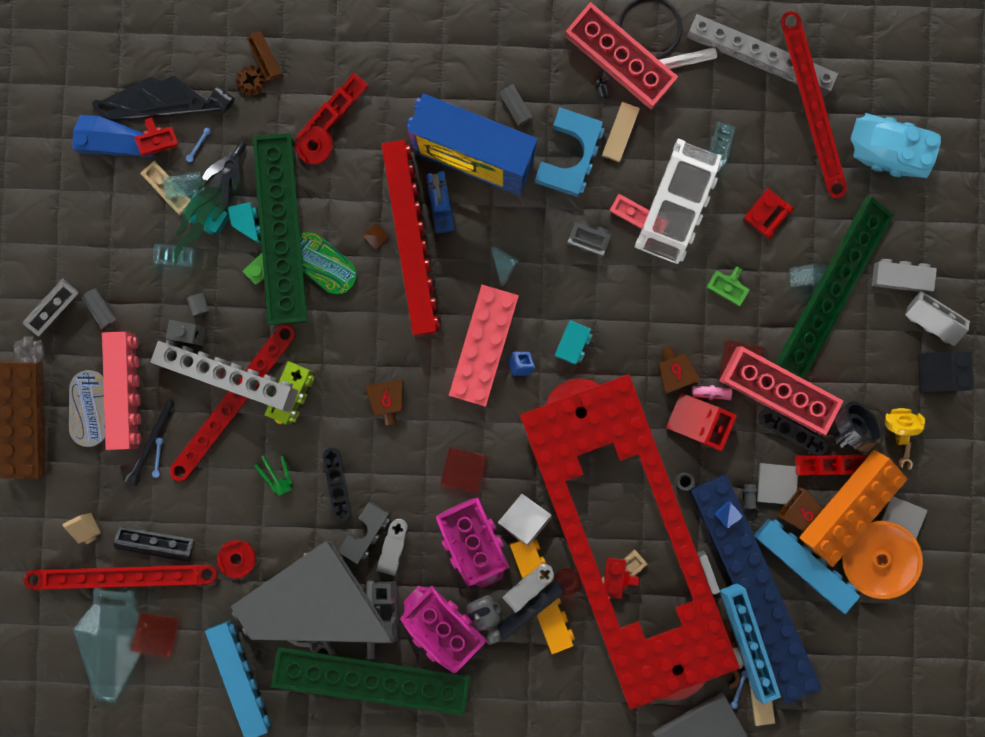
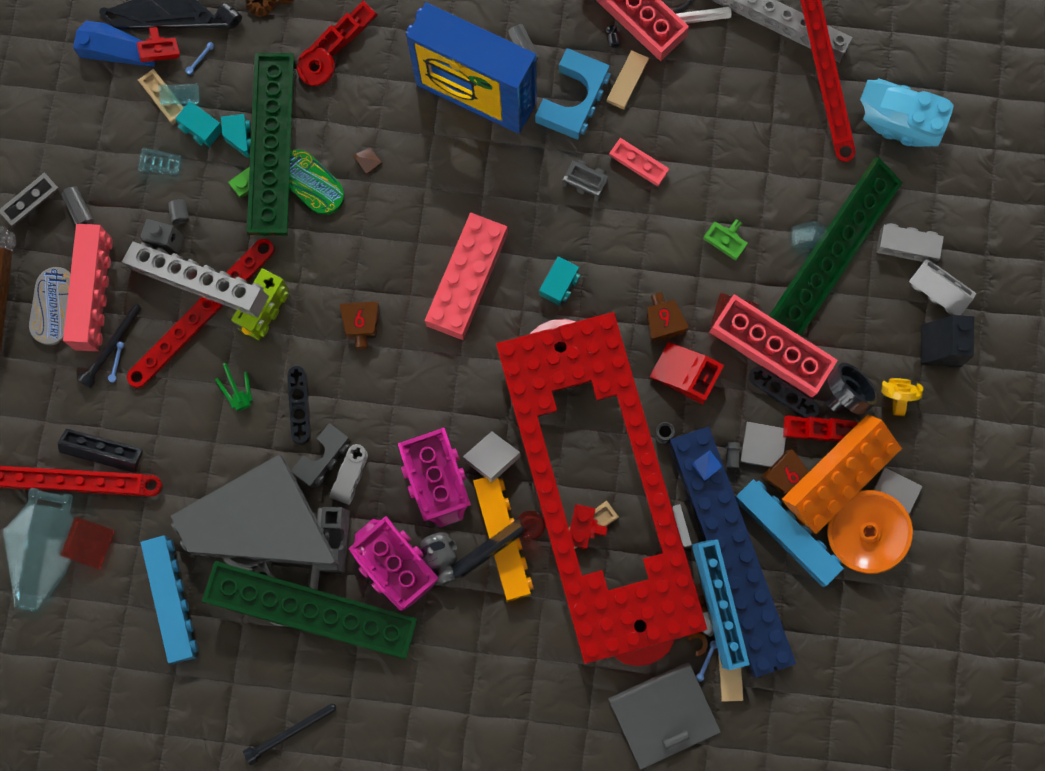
camera: 10 degrees right, 10 degrees down
(83, 528) = (27, 423): tan slope -> none
(215, 194) = (212, 102): clear green piece -> none
(225, 562) = (195, 477): red tile -> none
(409, 239) = (402, 163): red brick -> none
(440, 202) = (436, 131): blue plate -> none
(463, 470) = (433, 402): clear red tile -> none
(504, 264) = (497, 198): clear light blue slope -> none
(521, 363) = (504, 298): blue slope -> none
(528, 587) = (487, 524): light grey piece -> none
(679, 202) = (678, 149): windscreen -> none
(711, 392) = (701, 345): bright pink pin -> none
(725, 128) = (725, 110): clear light blue slope -> none
(763, 209) = (768, 166): red plate -> none
(906, 457) = (903, 428): tan hand -> none

